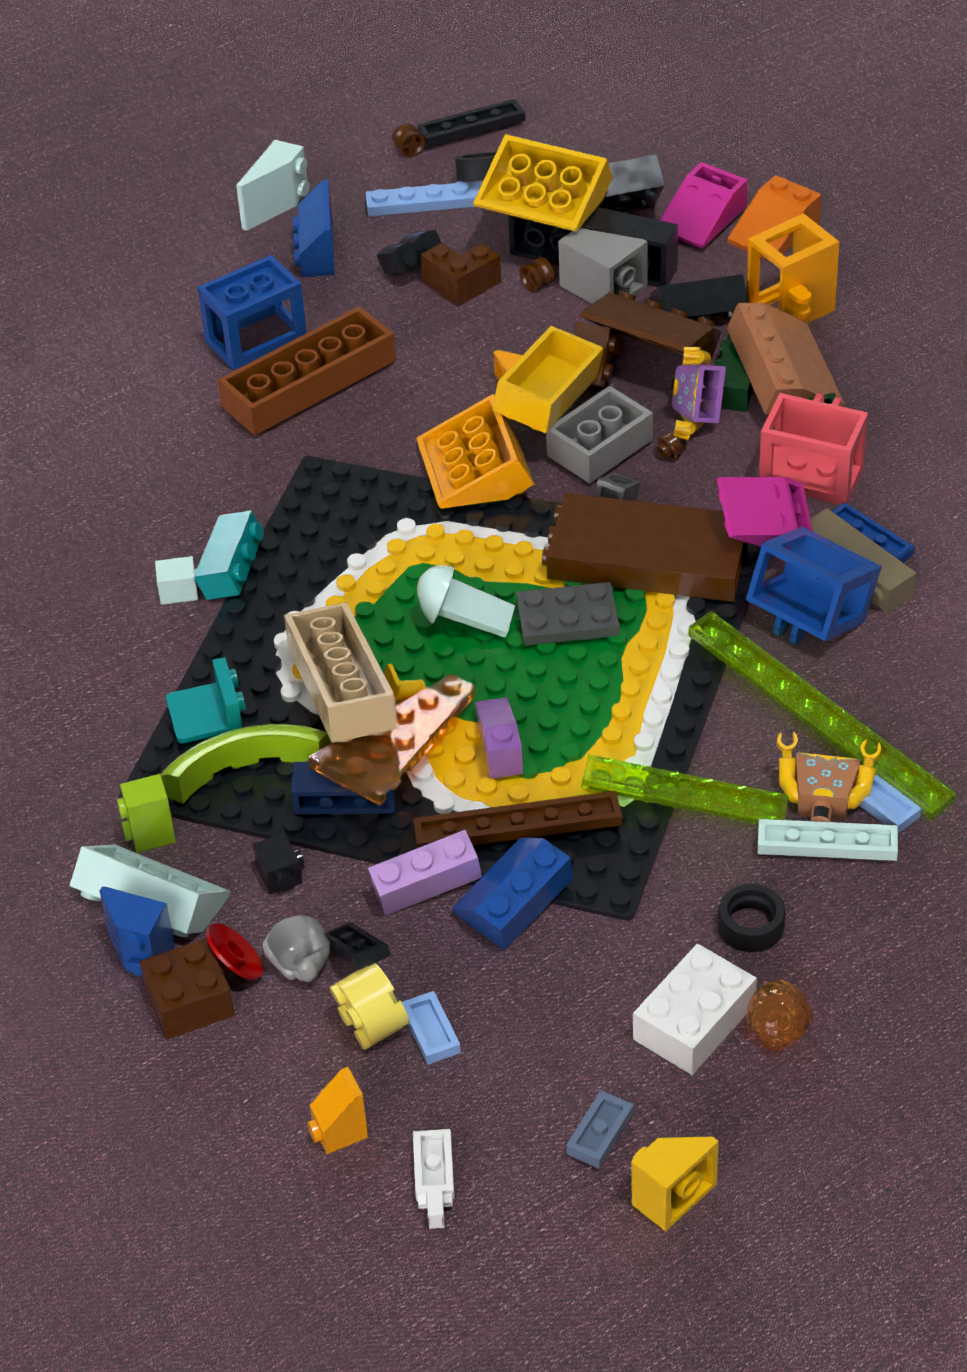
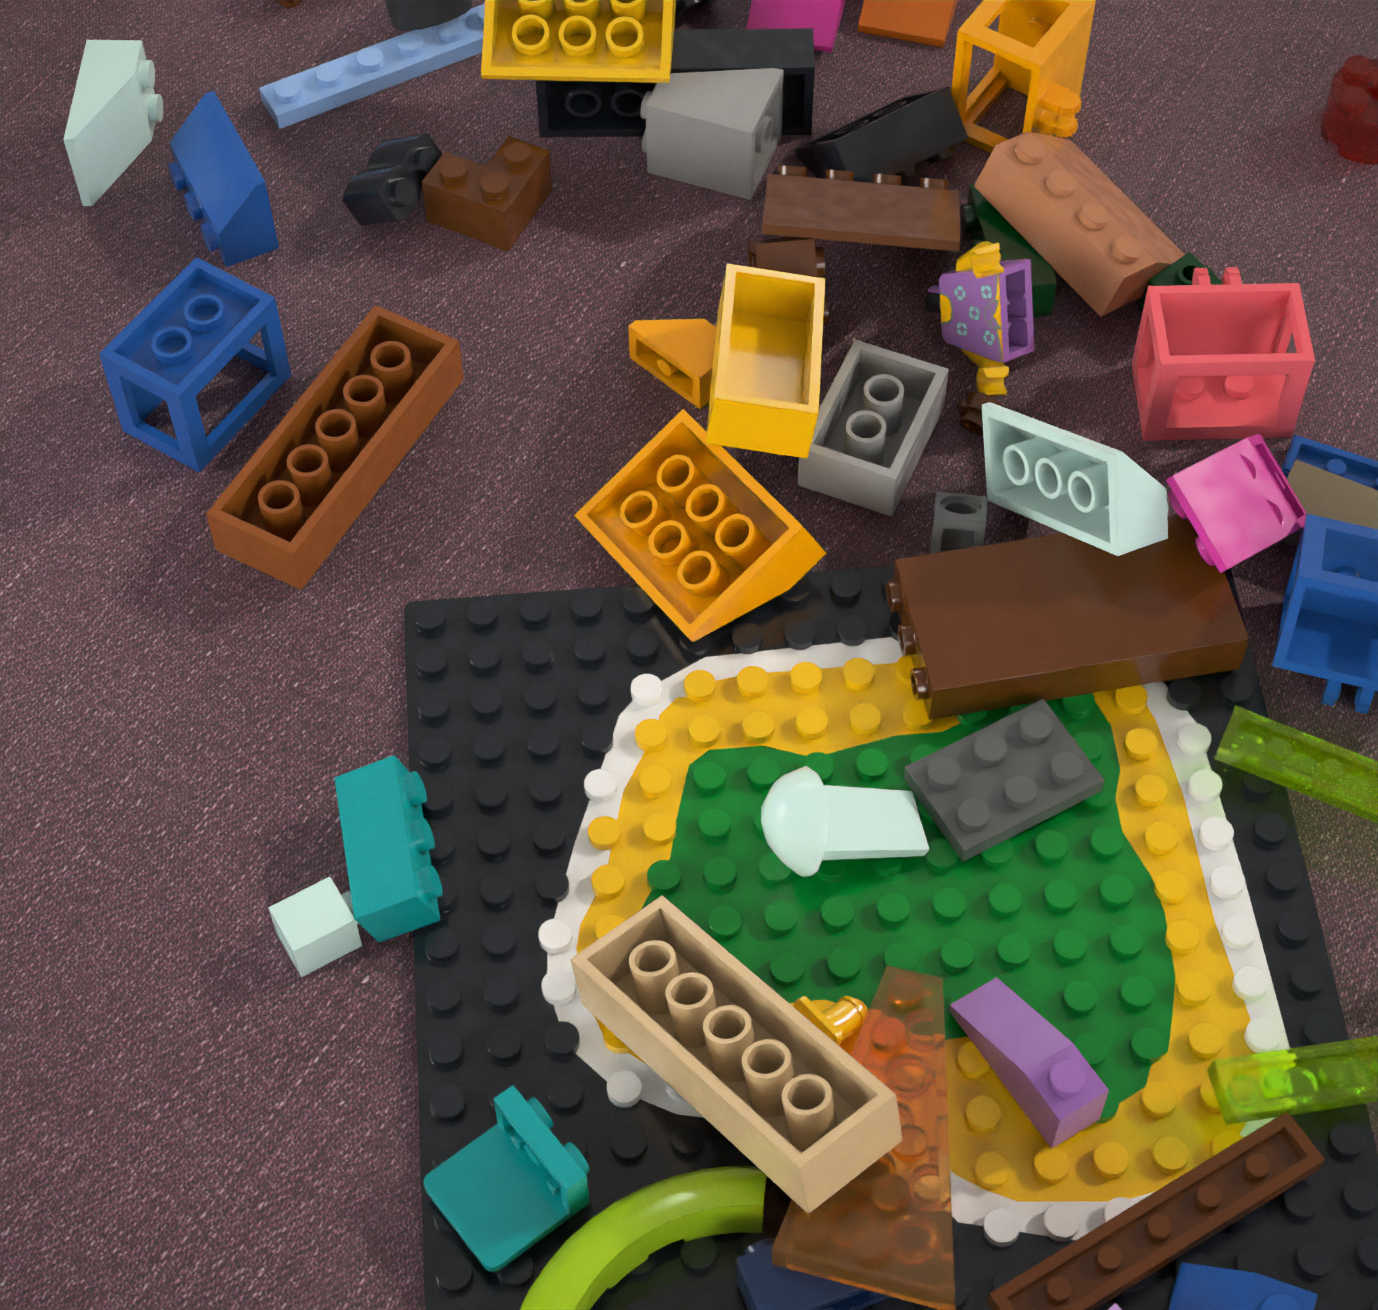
camera: 25 degrees left, 10 degrees up
(536, 274) = (611, 164): reddish brown wheel -> none
(680, 479) = (1071, 483): none -> light aqua slope

